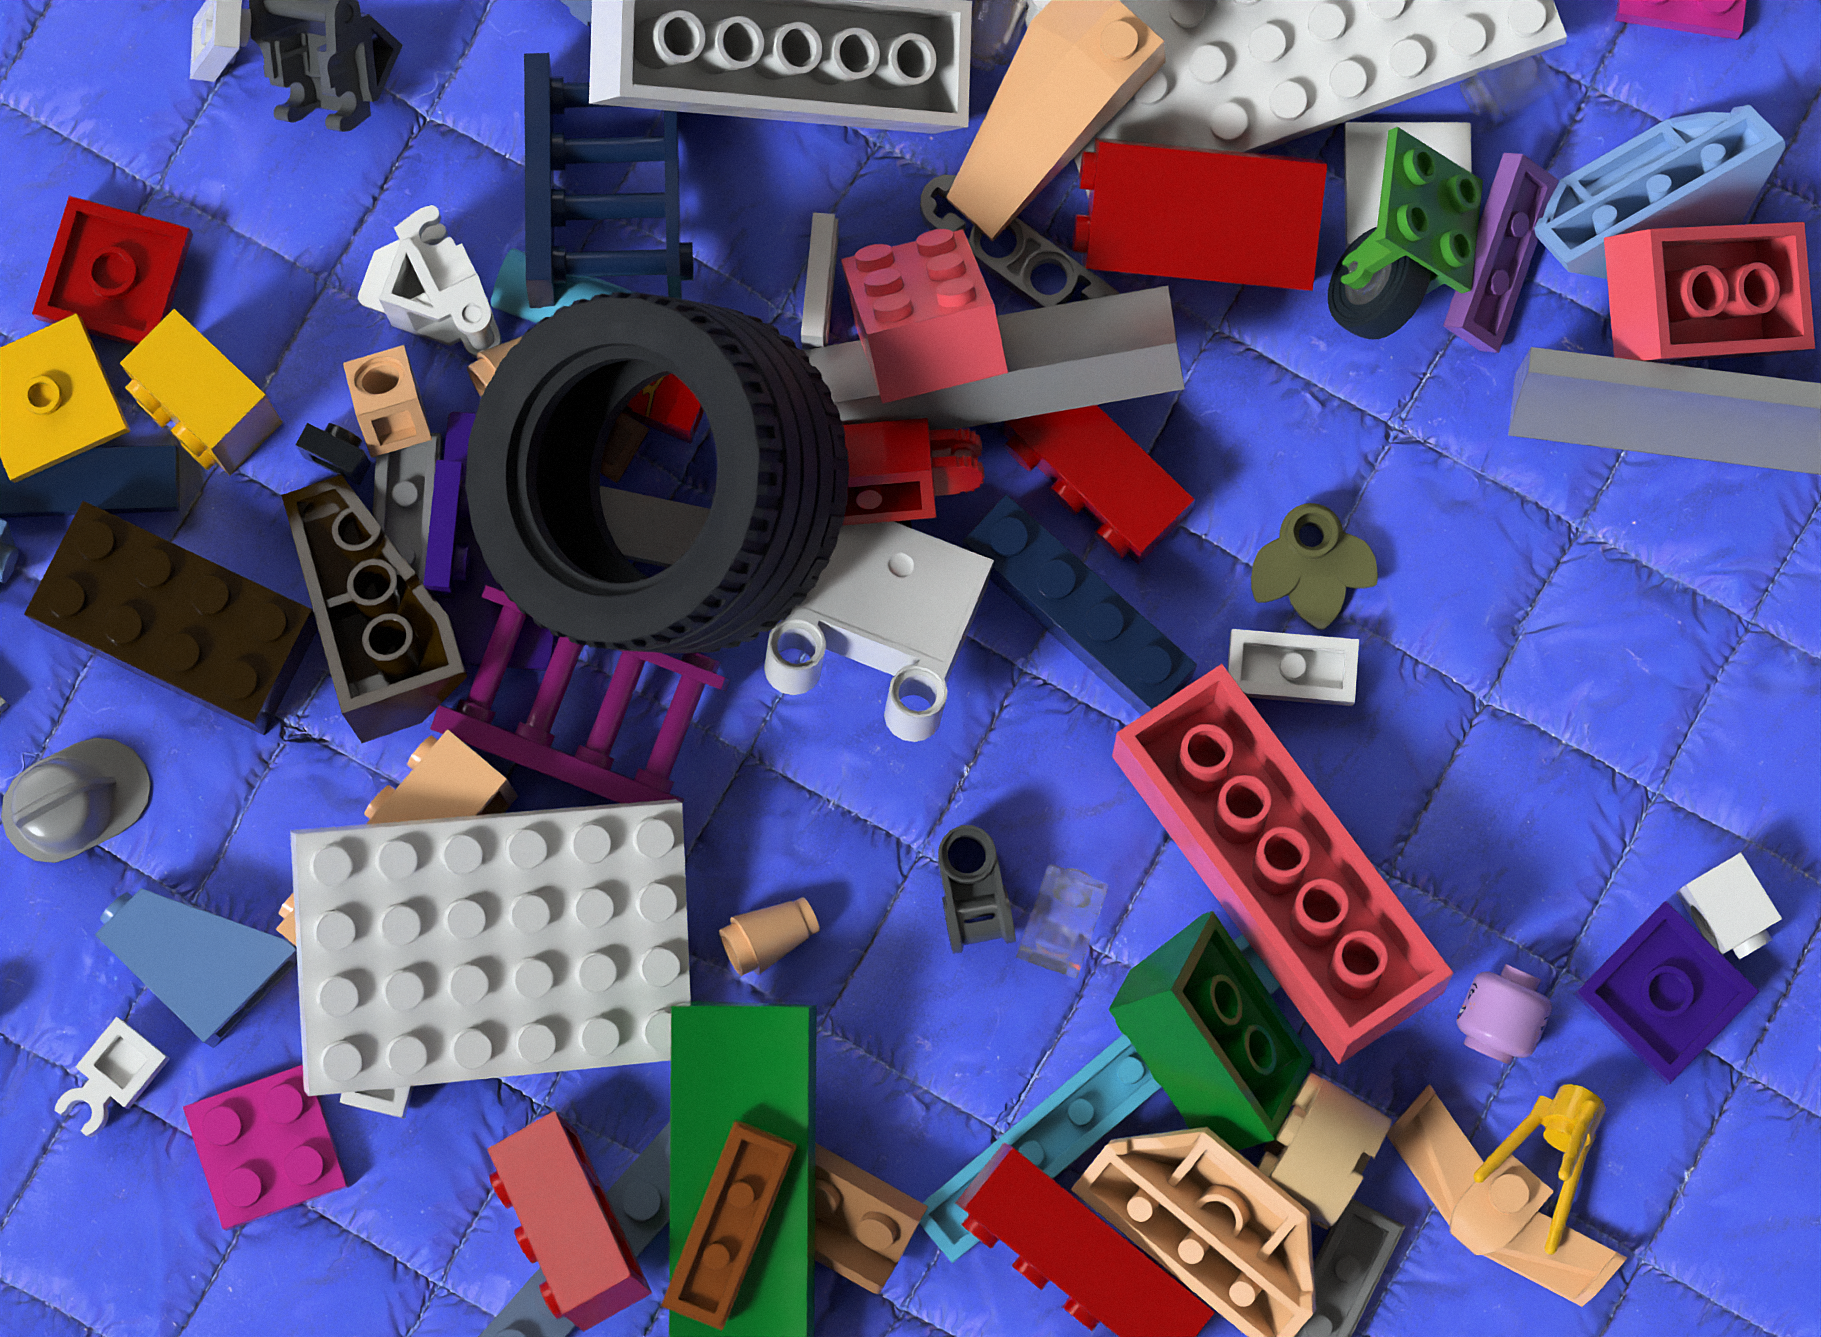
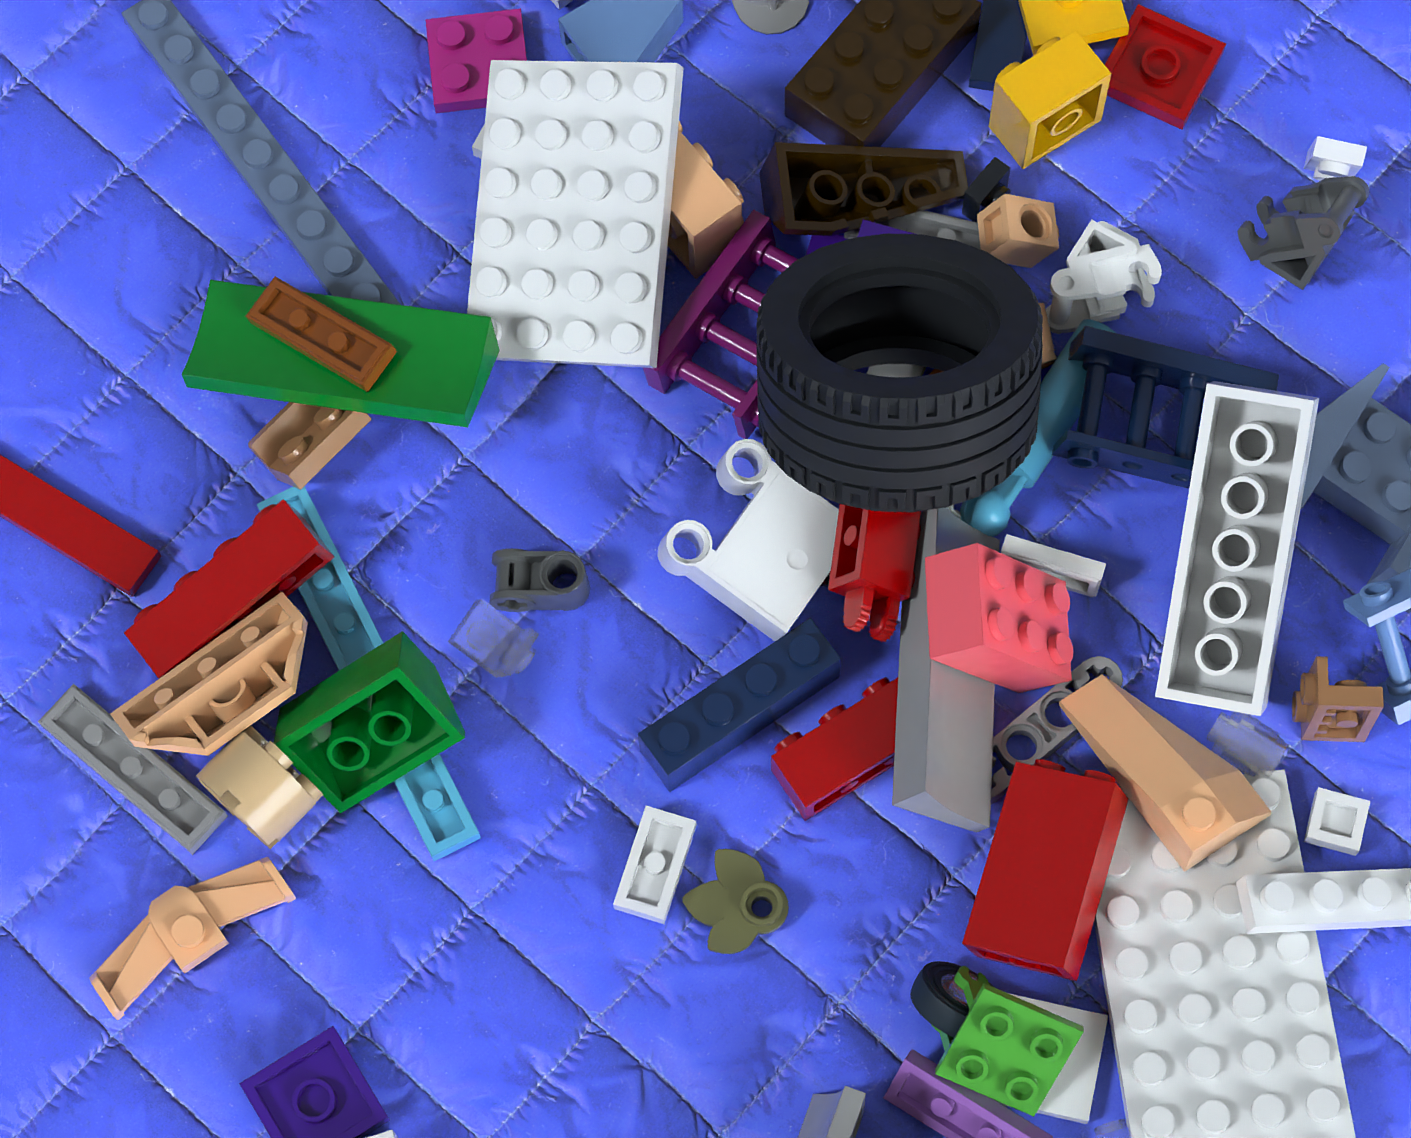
camera: 105 degrees right, 10 degrees down
(566, 1222) = (359, 235): brick -> none
(767, 934) = (541, 425): light nougat cone -> none
(1281, 863) = (490, 803): coral brick -> none
(1504, 1014) = (331, 964): lavender head -> none
(1569, 1127) = (227, 998): yellow plant -> none

